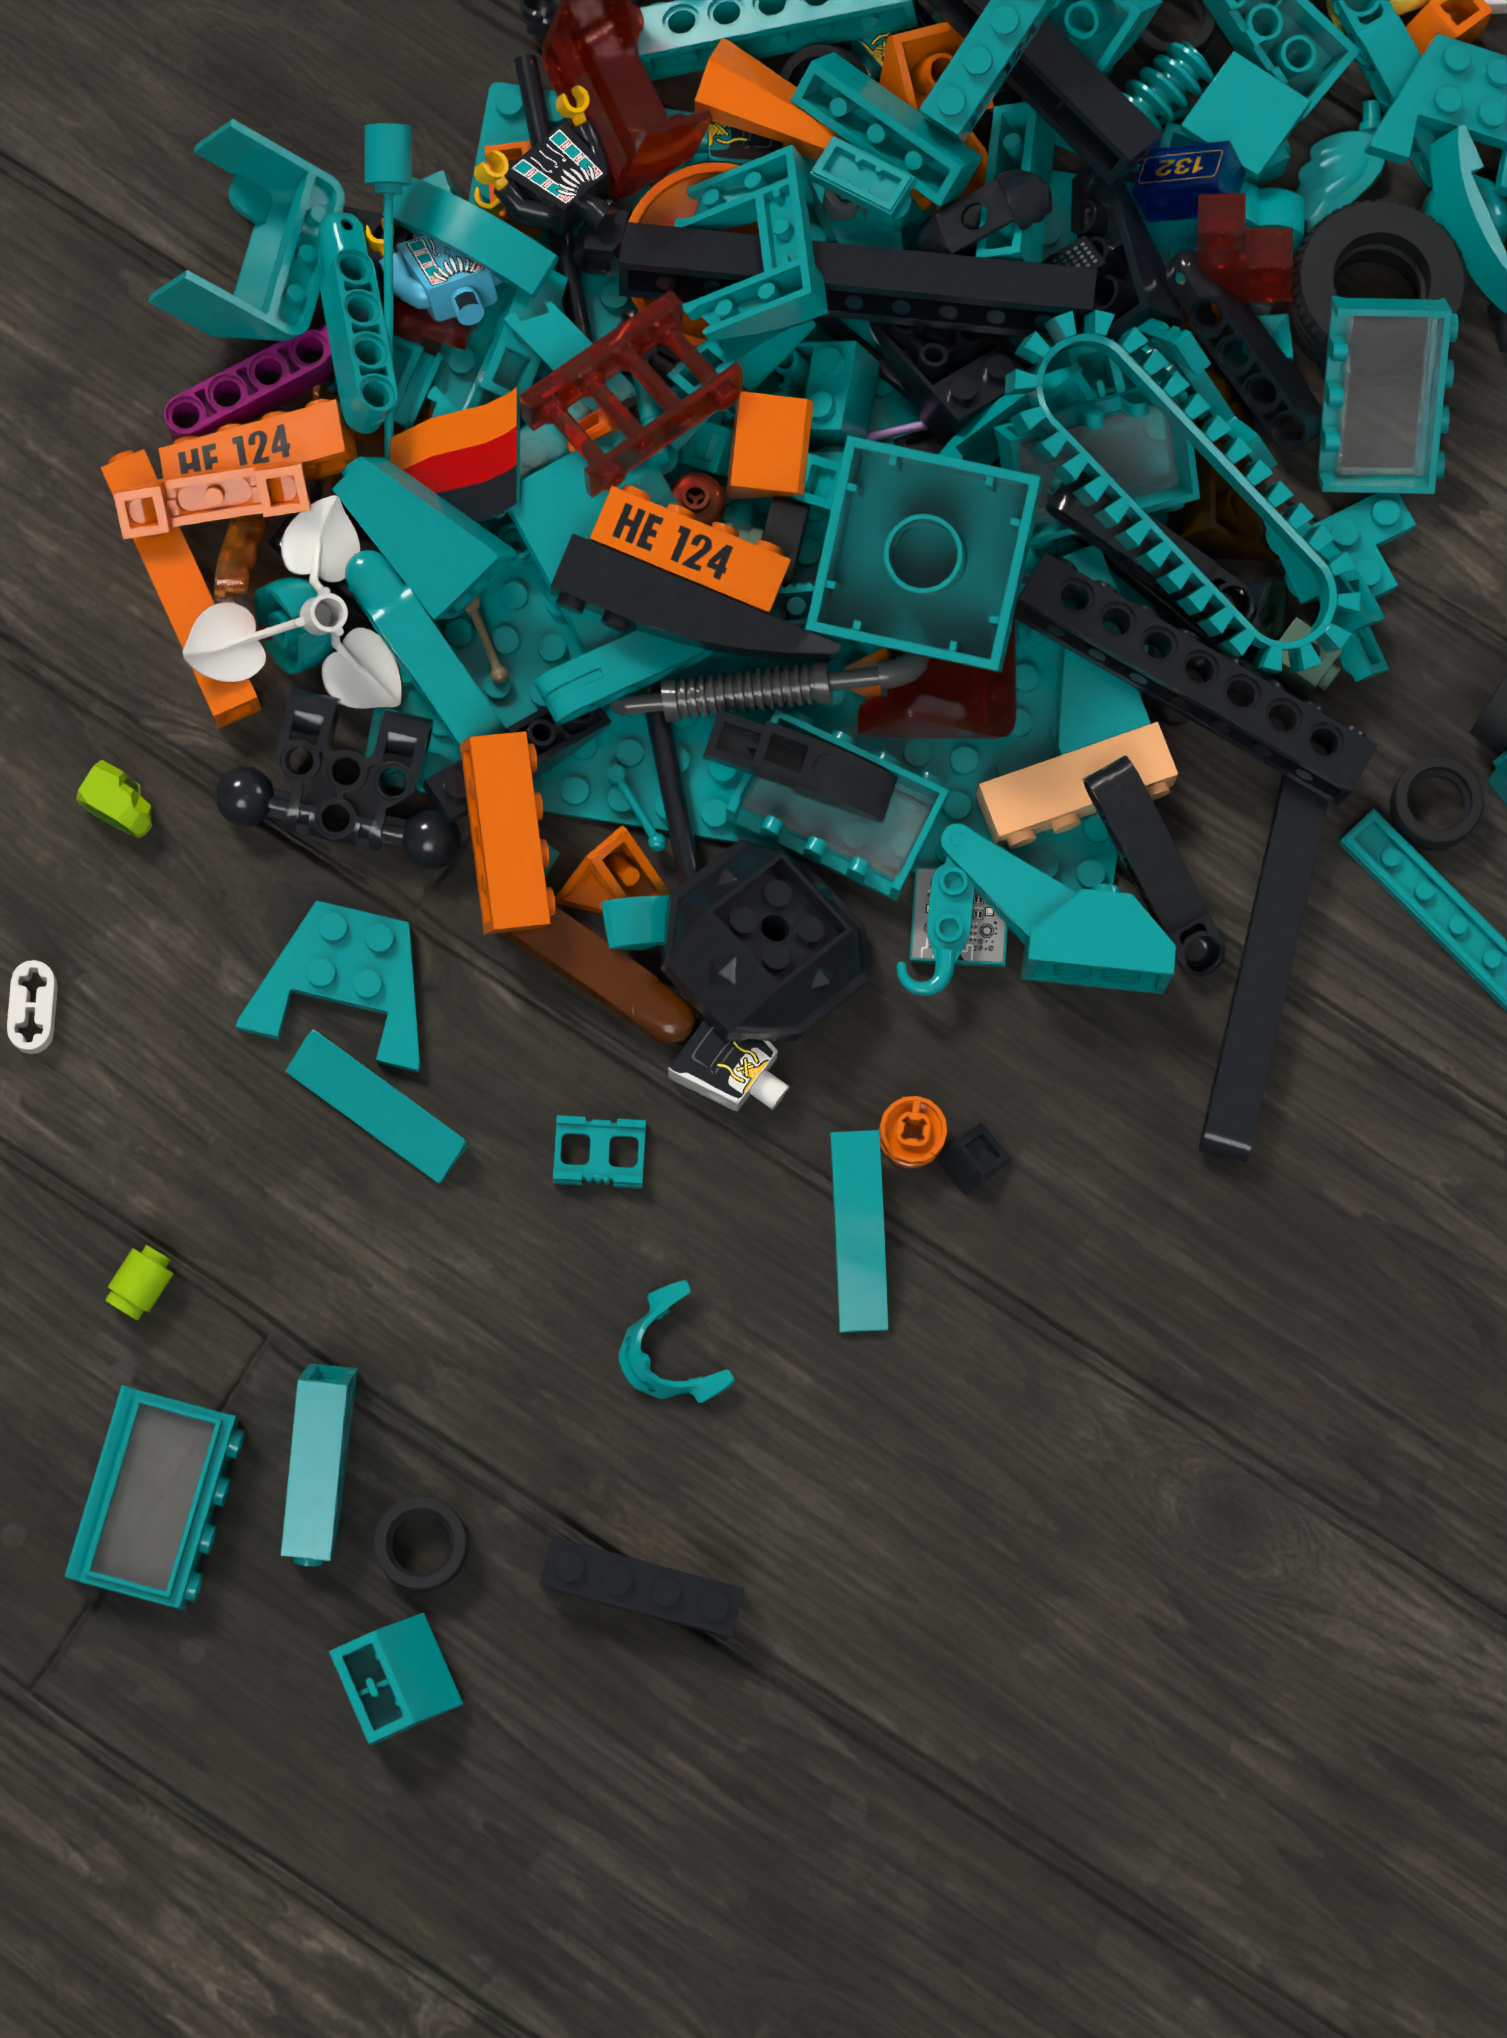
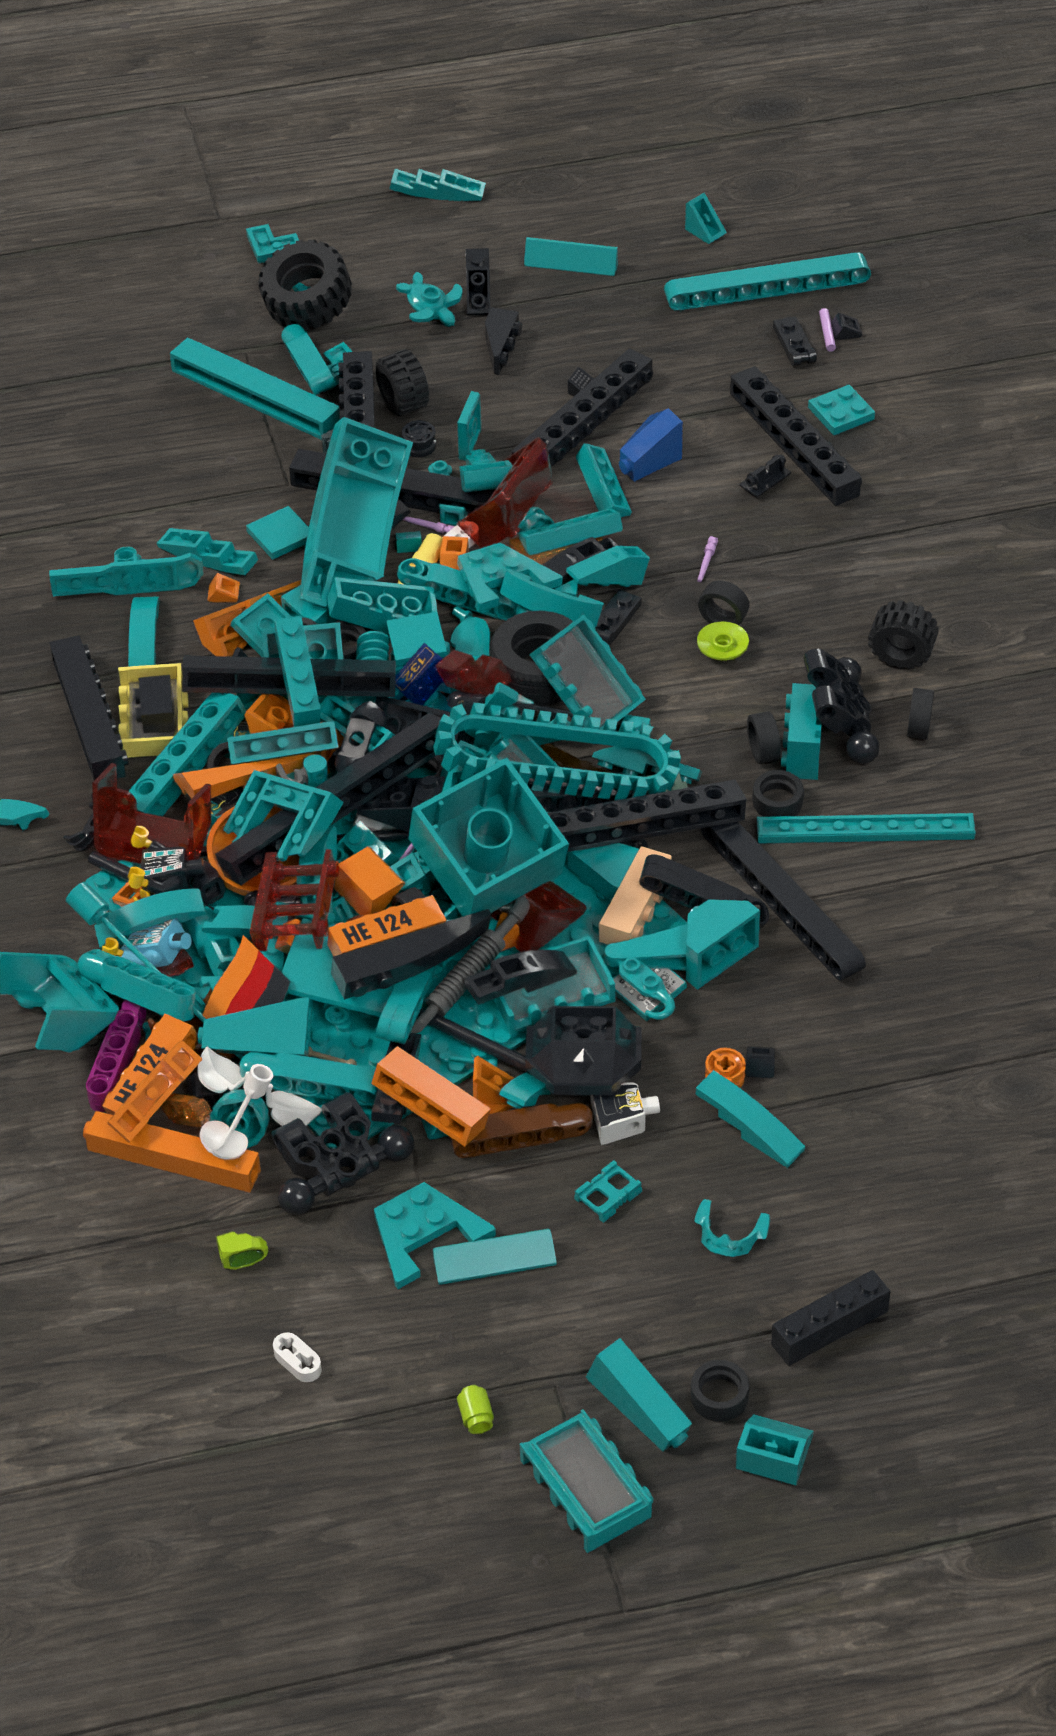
camera: 40 degrees left, 30 degrees down
(862, 178) = (296, 760): teal plate -> none

